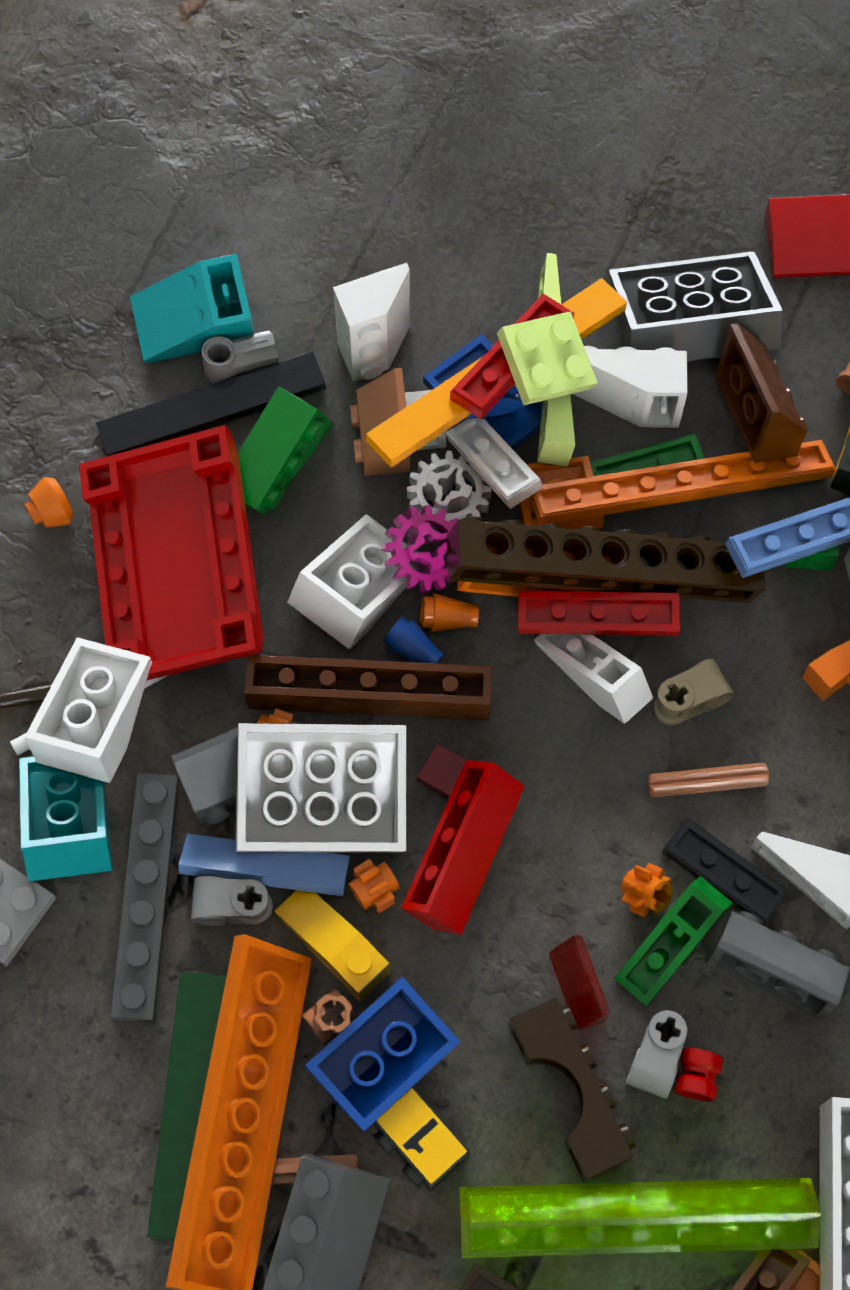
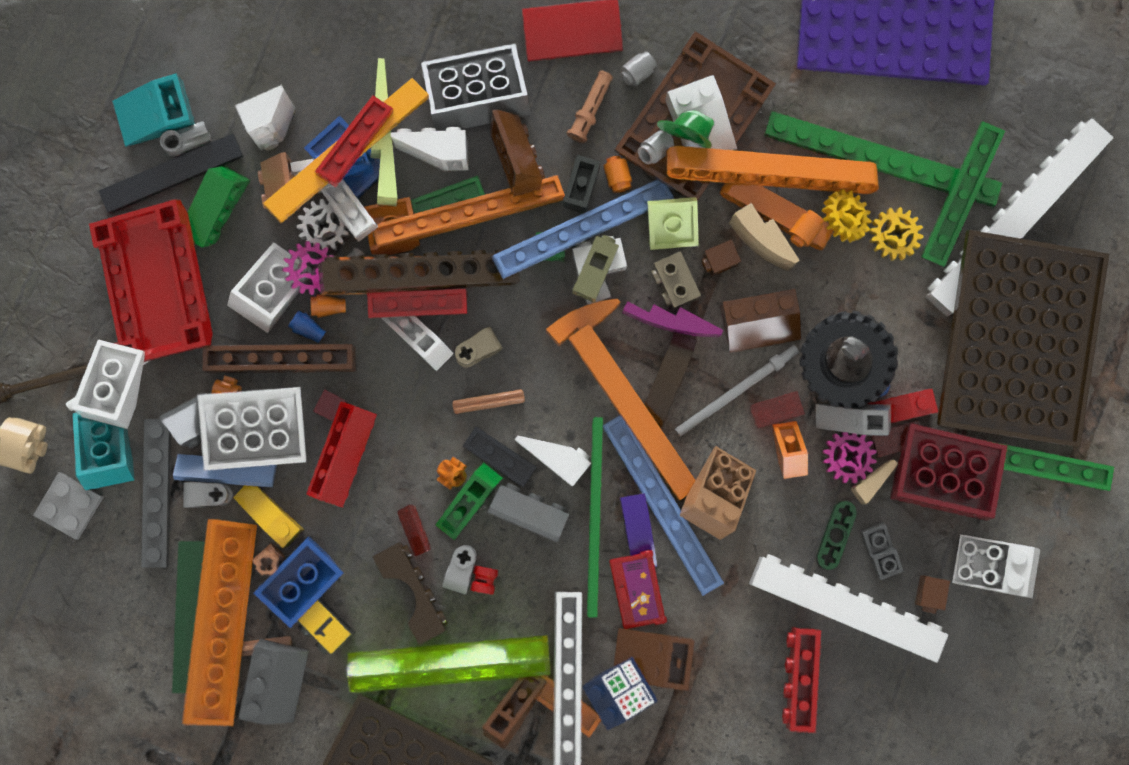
camera: 10 degrees left, 15 degrees up
(49, 504) = (73, 249): orange cone -> none
(374, 885) = (290, 480): orange gear -> none
(546, 358) = (375, 143): yellowish green plate -> none

